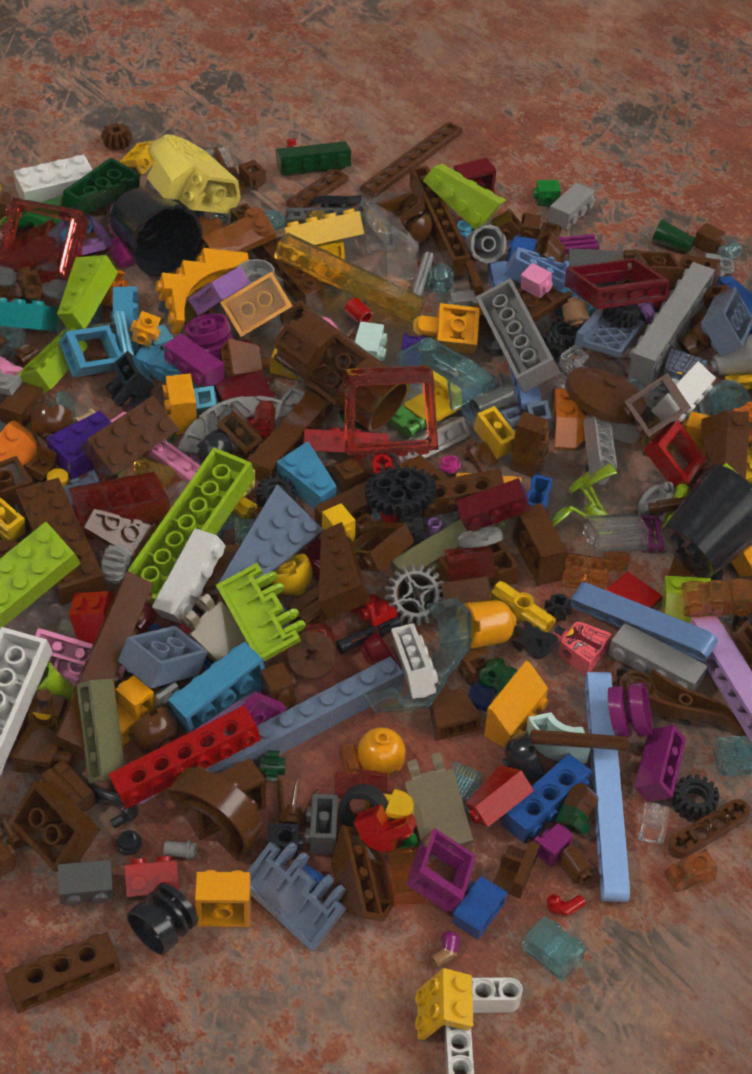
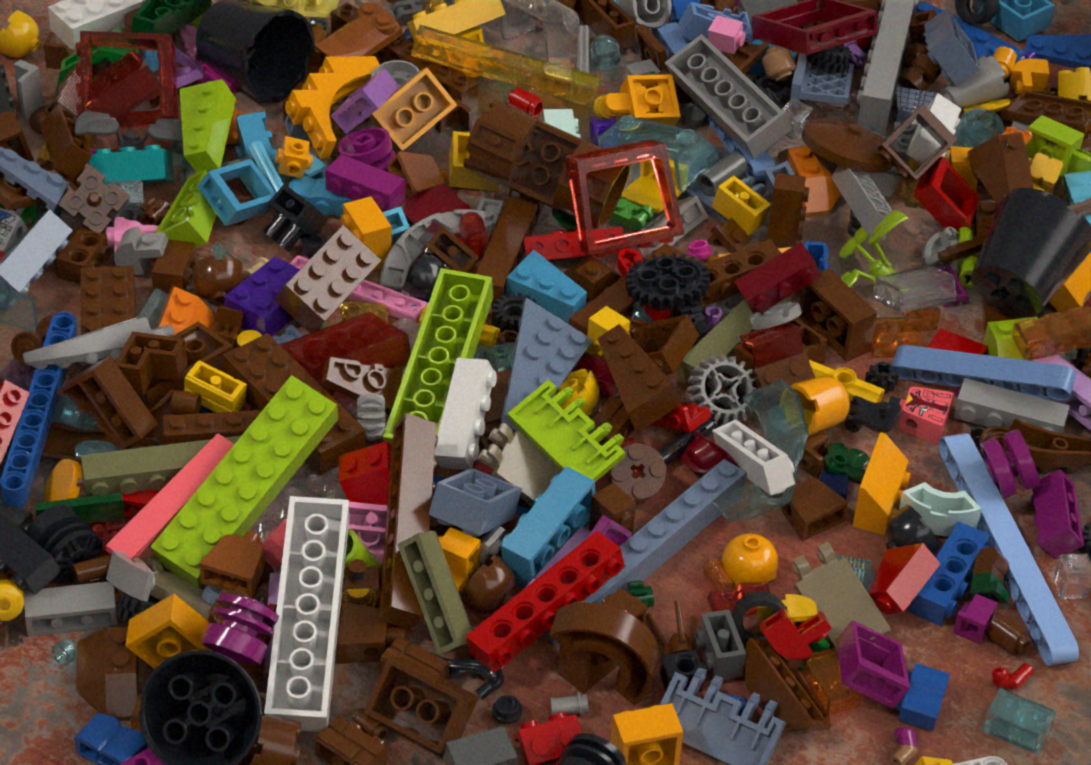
camera: 15 degrees left, 5 degrees down
(30, 284) = (134, 128): reddish brown hips -> none
(516, 869) = (947, 649): reddish brown panel -> none
(579, 740) = (969, 502): reddish brown axle -> none

